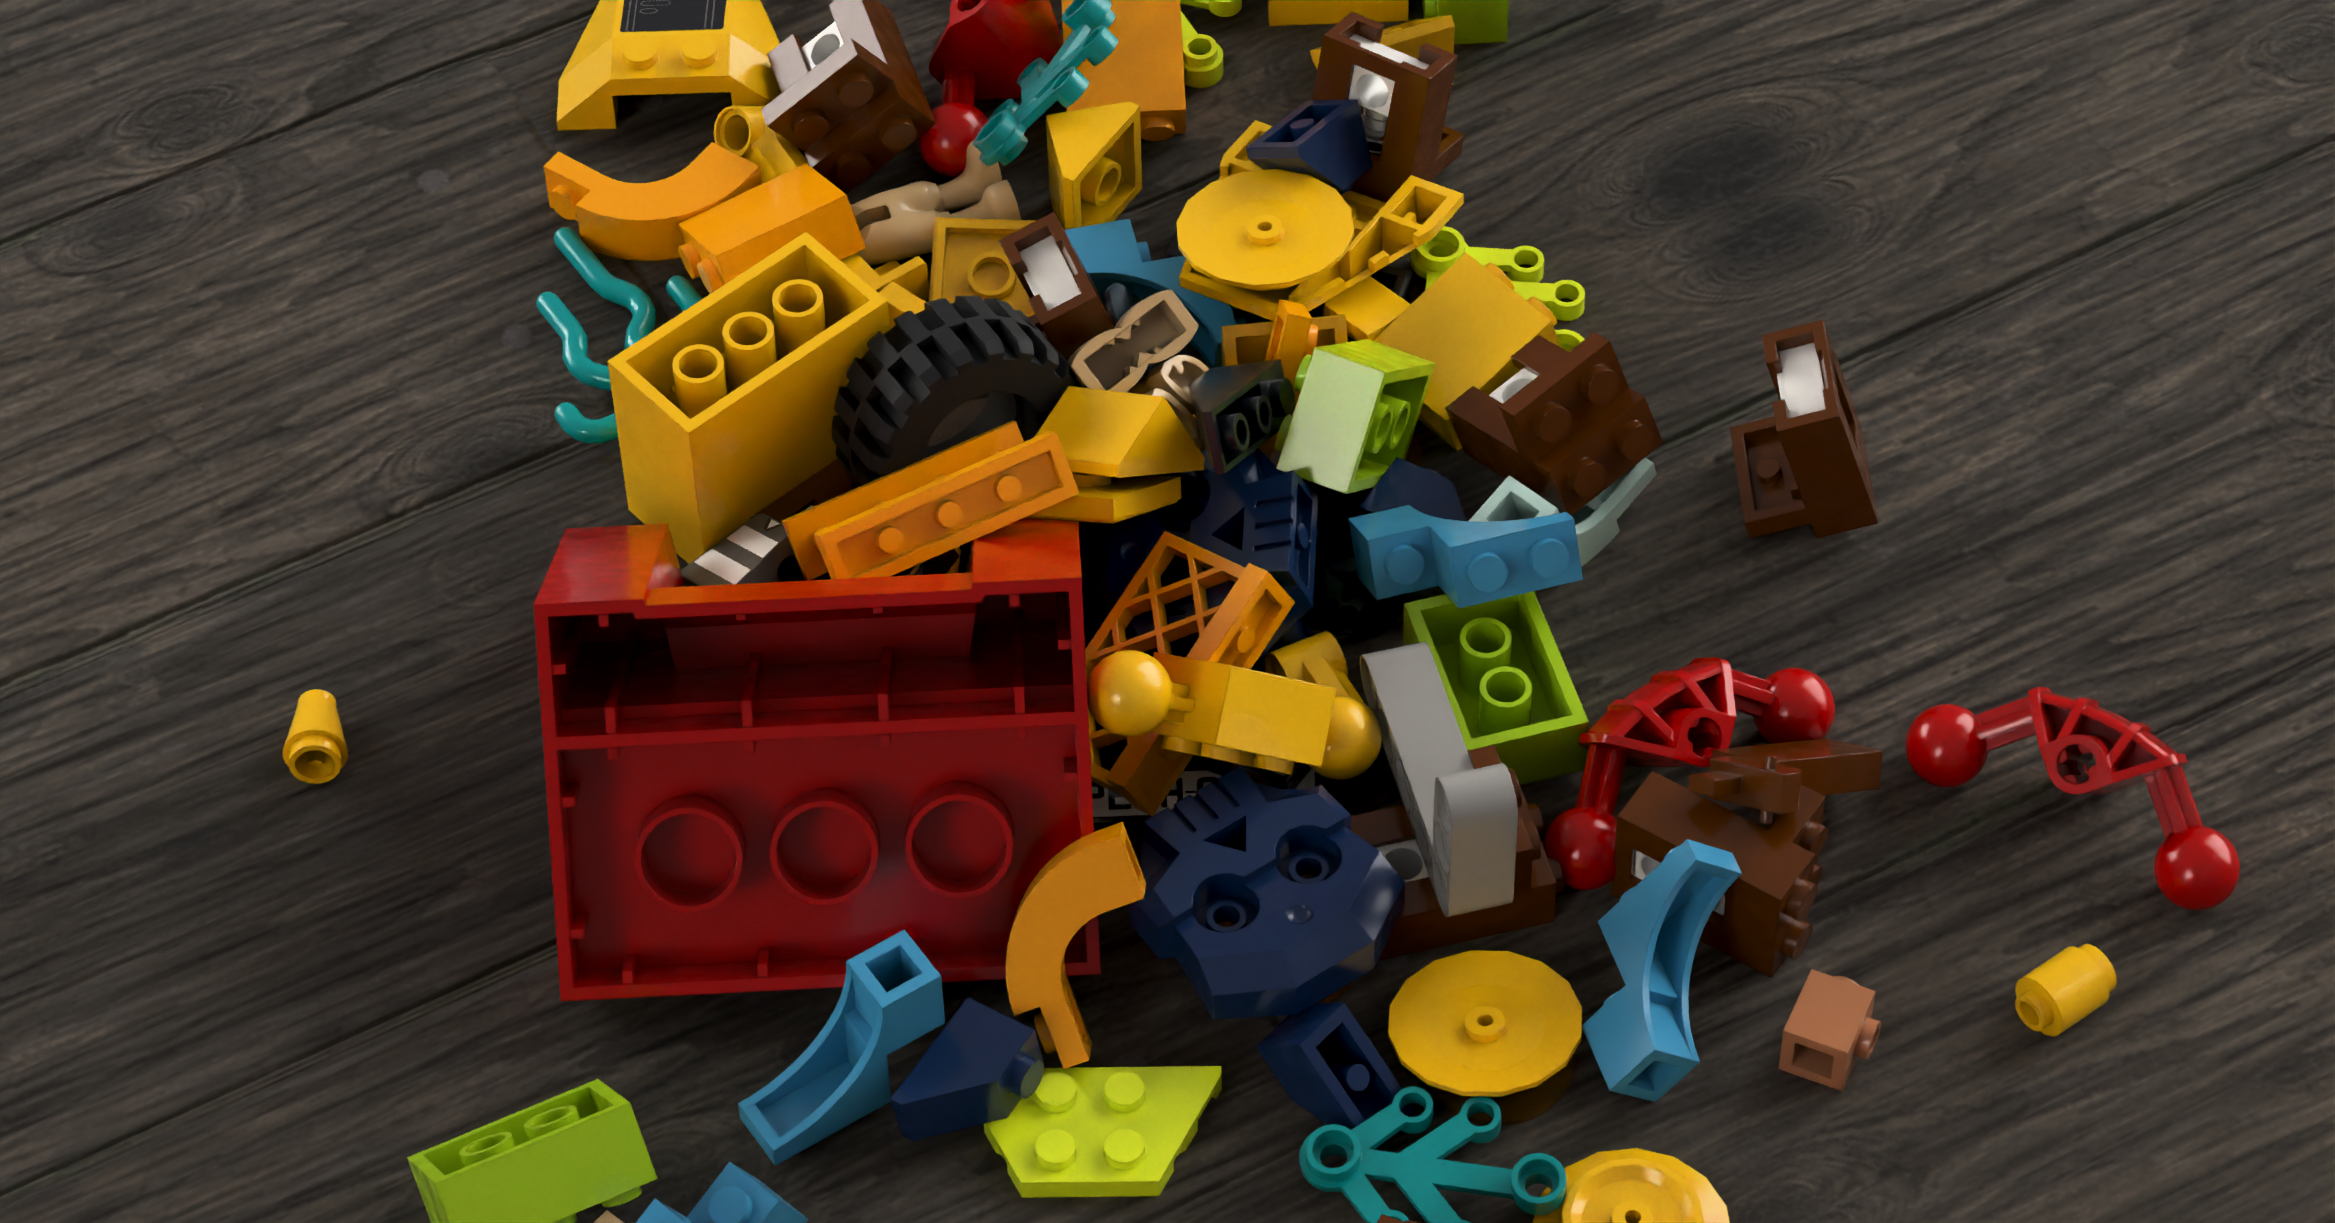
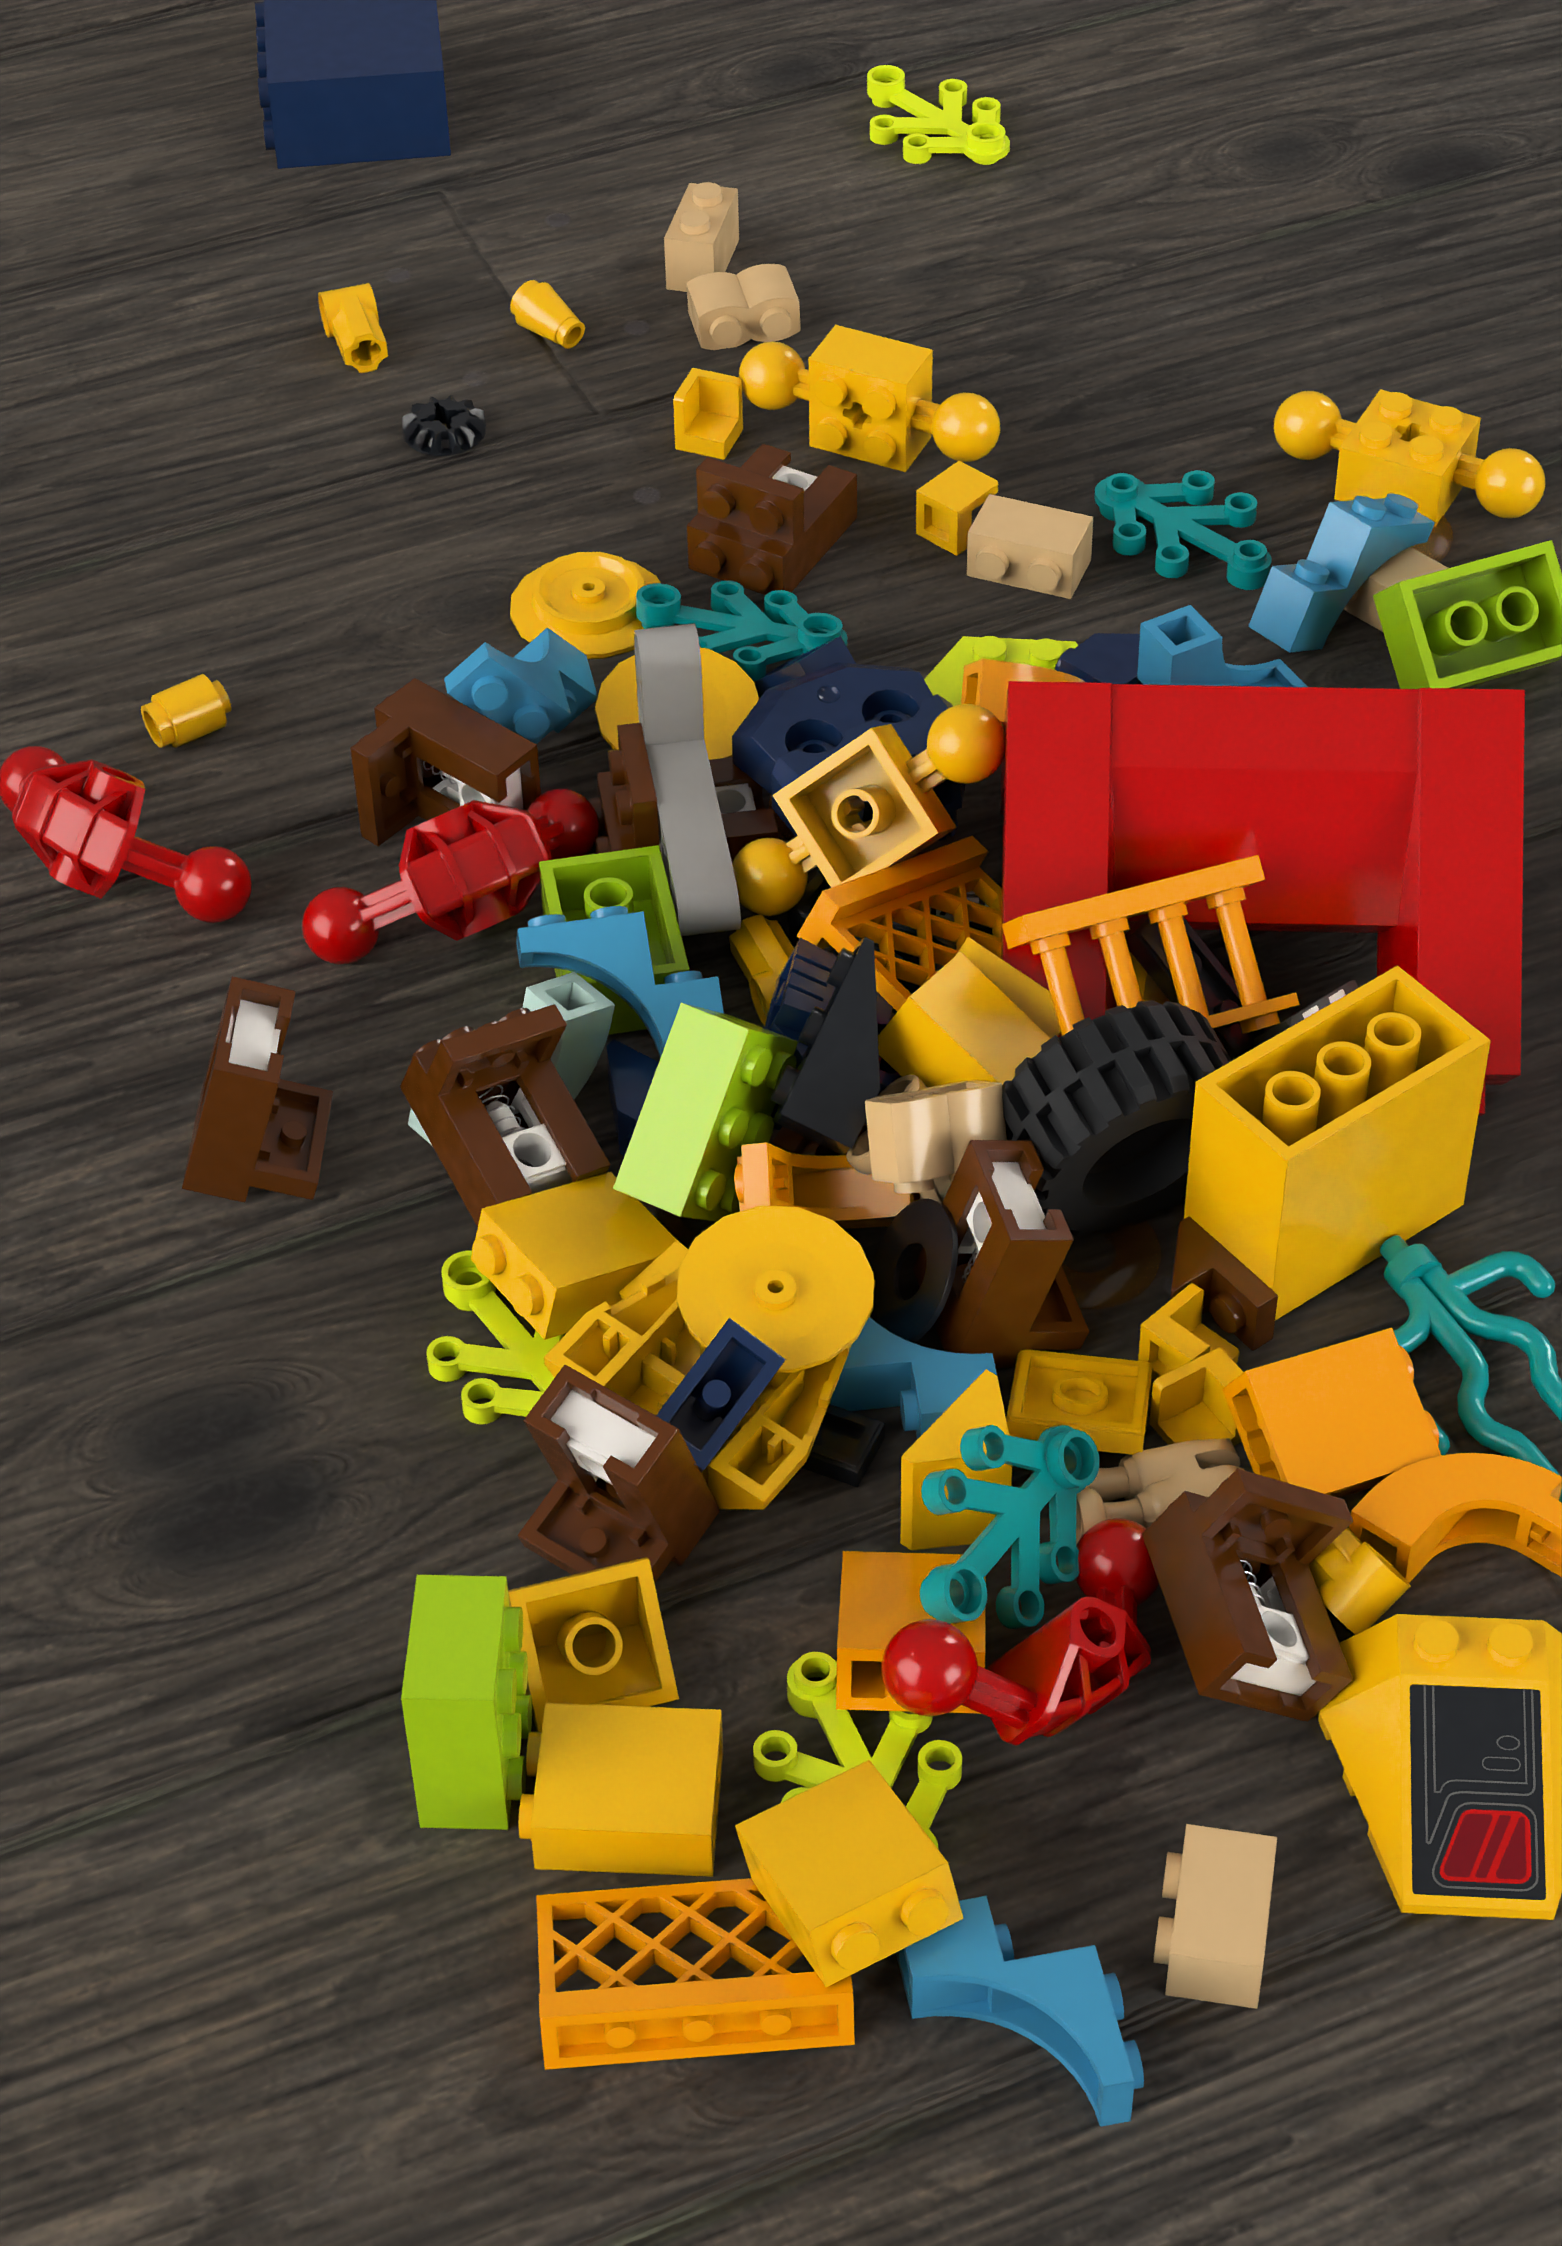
camera: 175 degrees left, 5 degrees down
(1772, 774) = (374, 817): reddish brown piece -> none
(1829, 1030) = (382, 678): nougat brick -> none

